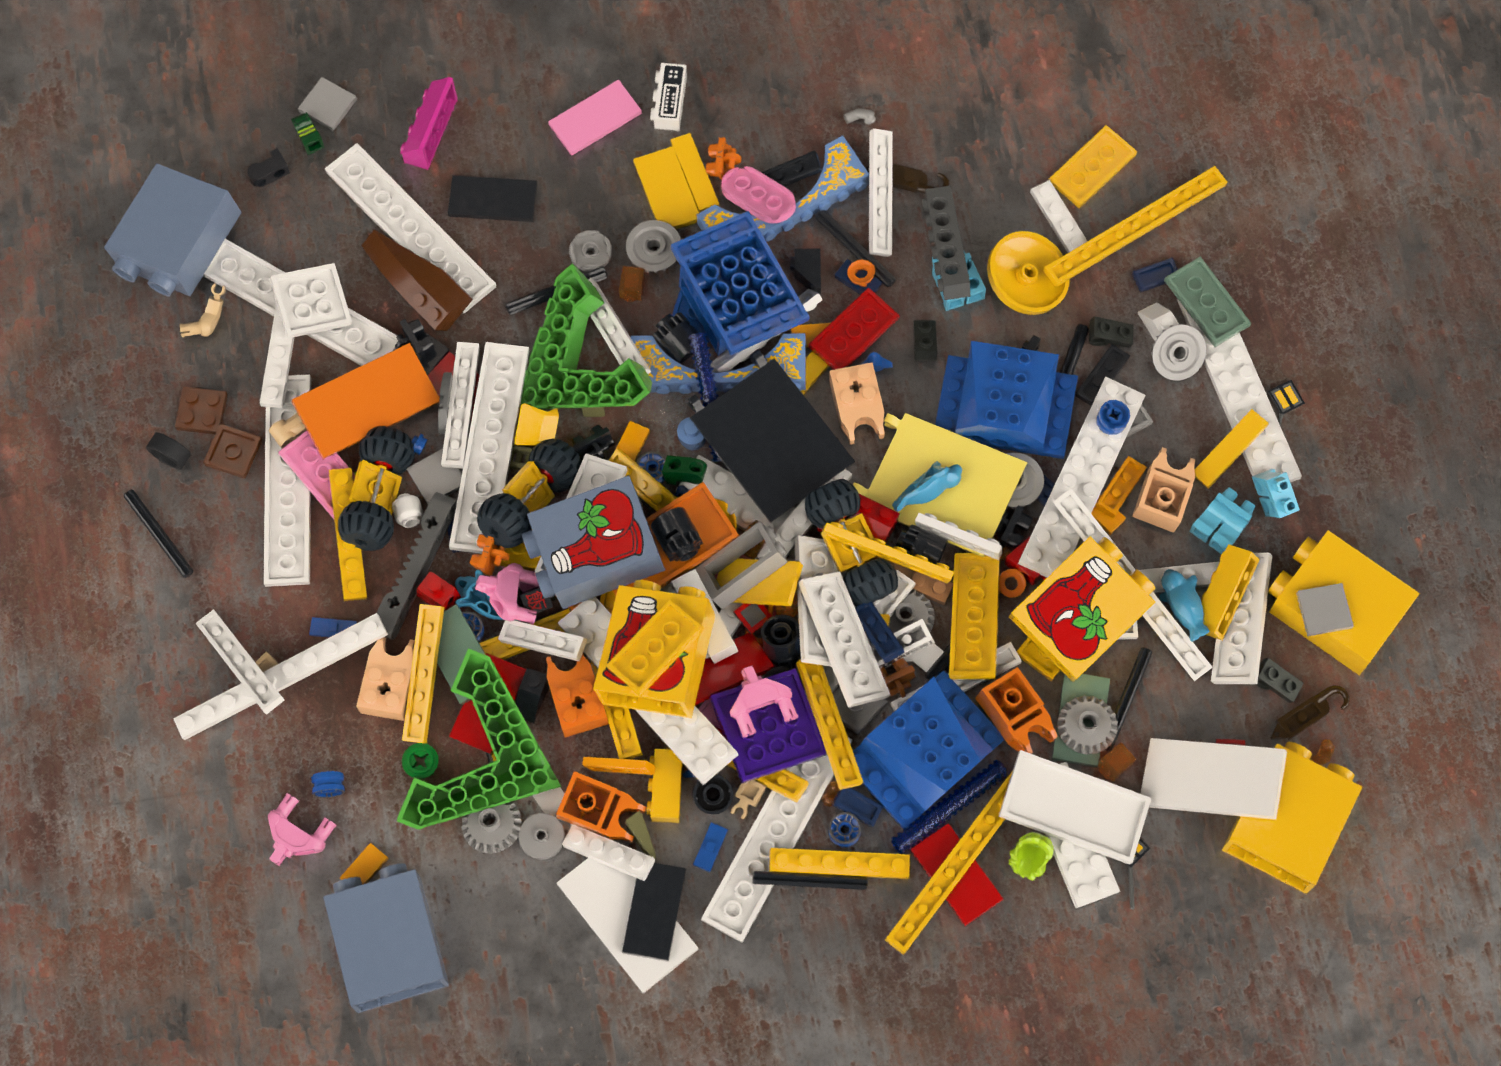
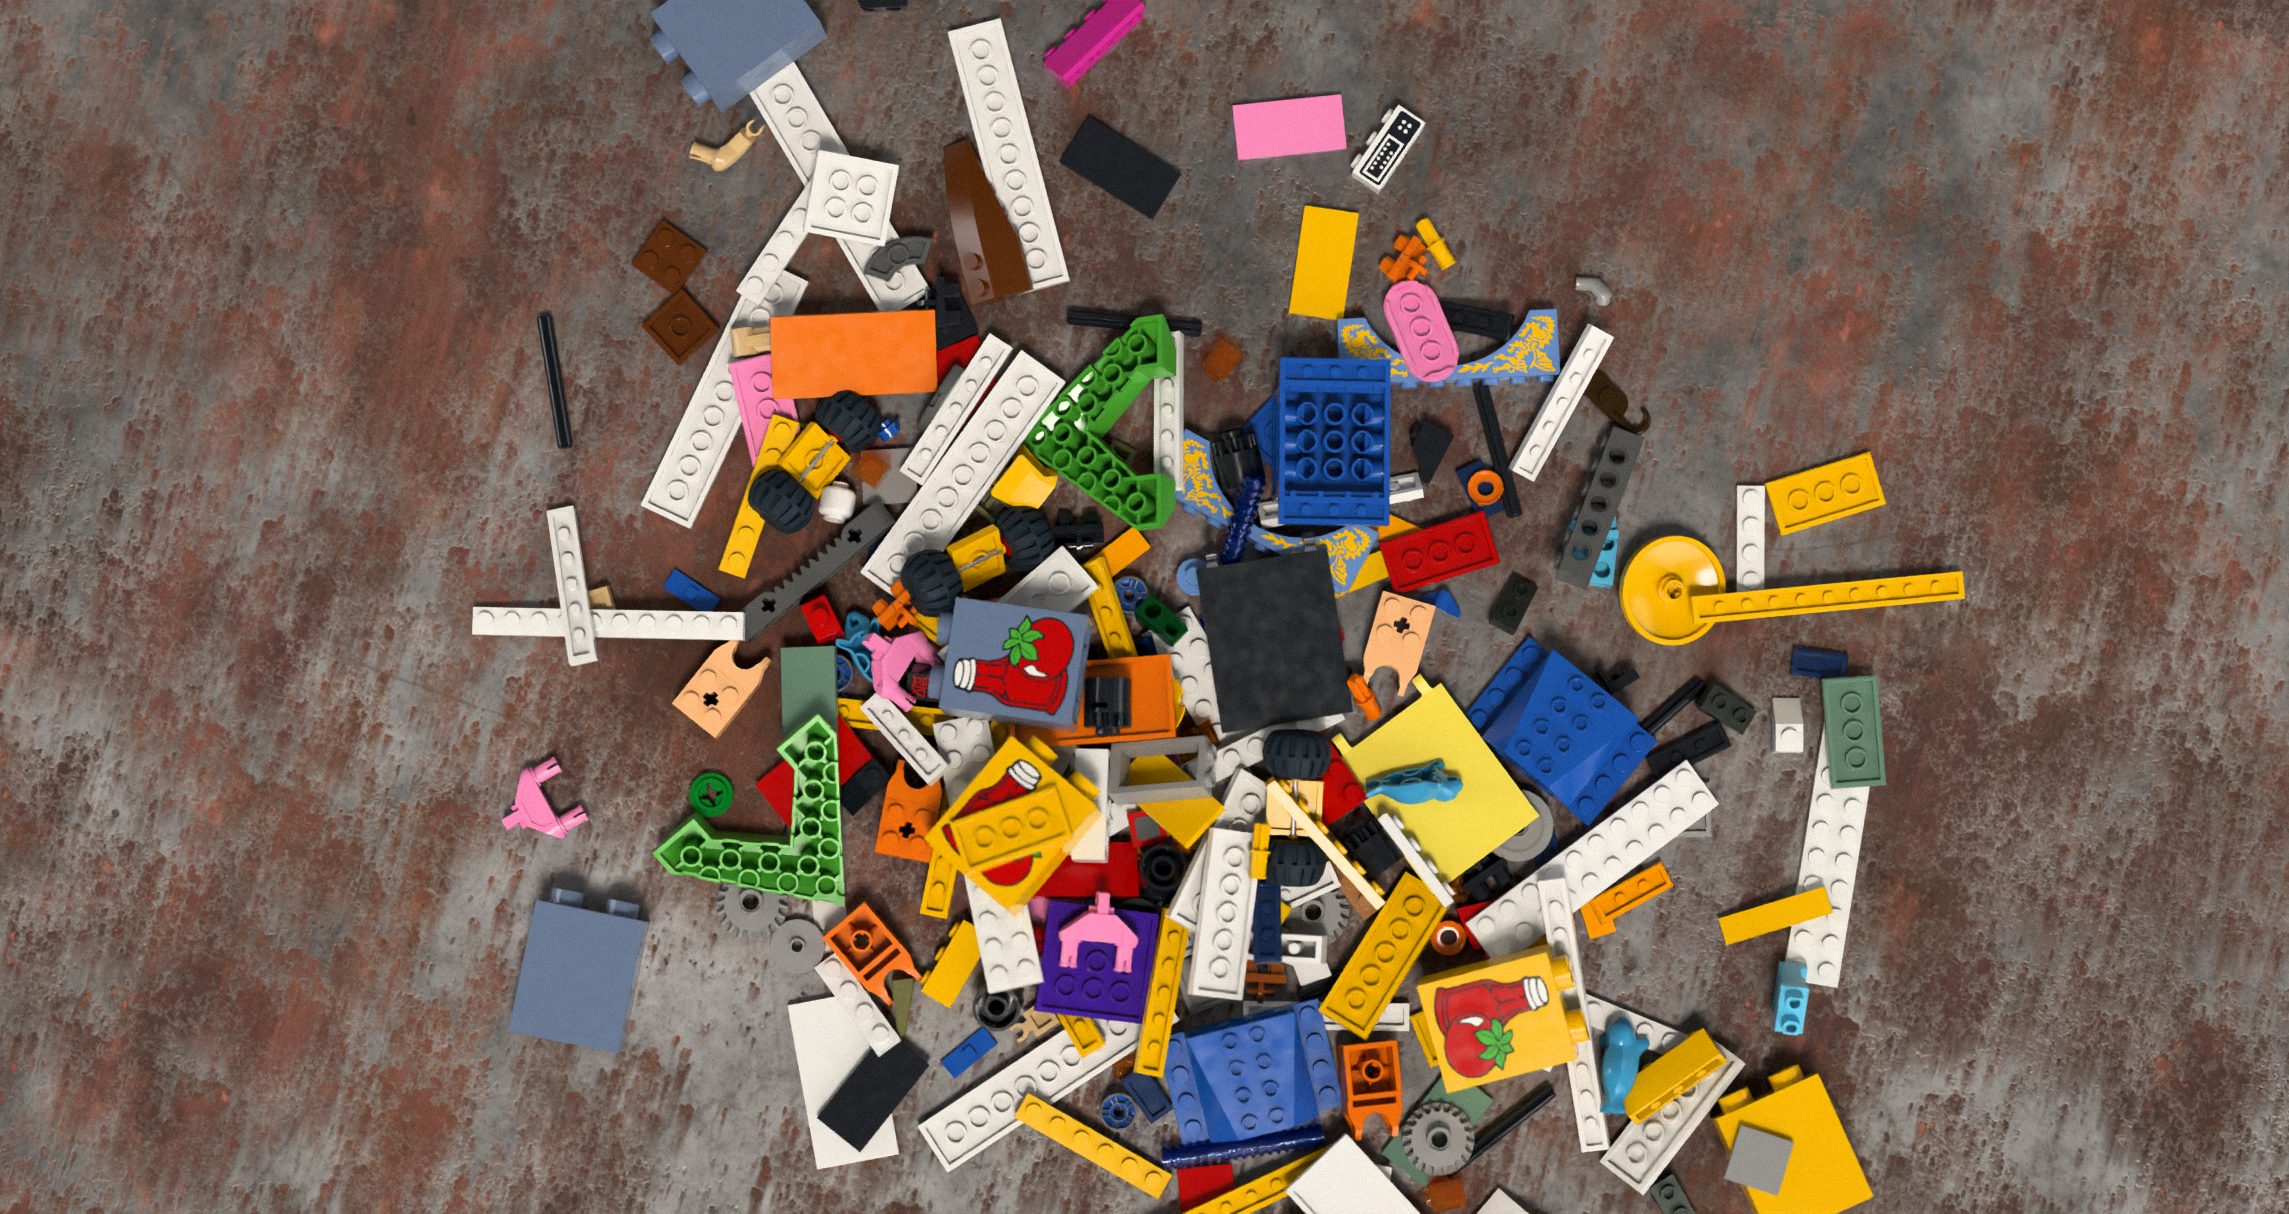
camera: 25 degrees right, 15 degrees up
(168, 450) = (609, 294): black tyre -> none
(328, 784) = (601, 771): blue wheel -> none
(365, 324) = (898, 254): none -> dark grey tile
(366, 864) = (597, 879): light orange tile -> none
(420, 473) = (871, 470): none -> clear orange brick
(423, 673) = (760, 704): yellow plate -> none
(590, 241) = (1197, 280): light grey plate -> none
(619, 765) = (916, 918): light orange tile -> none
(649, 235) = (1269, 311): light grey gear -> none
(694, 172) = (1366, 259): yellow tile -> none
(736, 139) = (1435, 244): none -> yellow axle
(809, 880) = (1051, 1147): black axle -> none
(844, 582) = (1259, 851): none -> yellow axle
(857, 449) = (1364, 697): none -> orange axle
(1109, 424) = (1655, 824): blue wheel -> none
(1165, 493) = (1683, 921): light nougat brick -> none
(1187, 360) = (1785, 788): gear -> none
(1227, 514) = (1728, 992): medium azure hips -> none
(1285, 398) = (1876, 888): piece -> none

